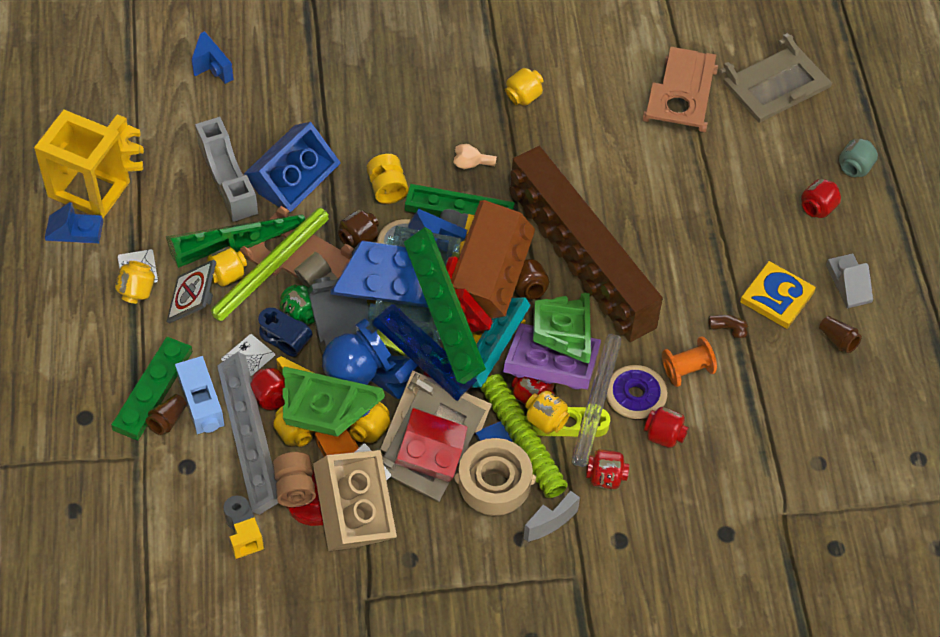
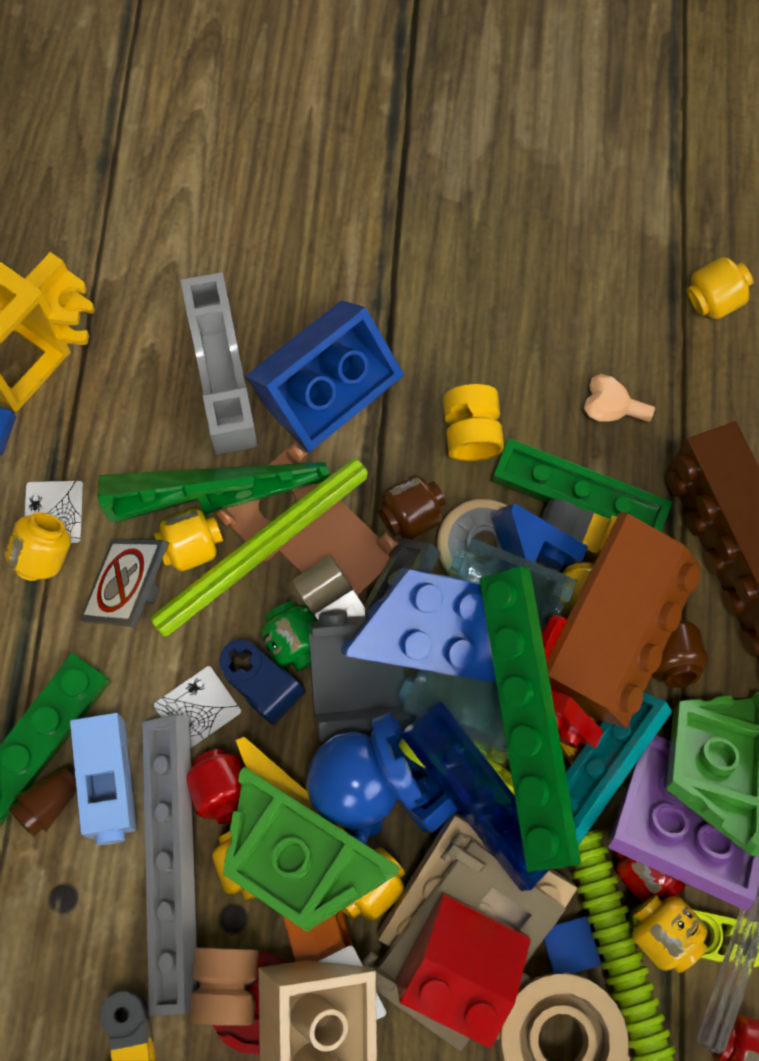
camera: 10 degrees right, 15 degrees up
(209, 56) = (228, 153): blue slope -> none

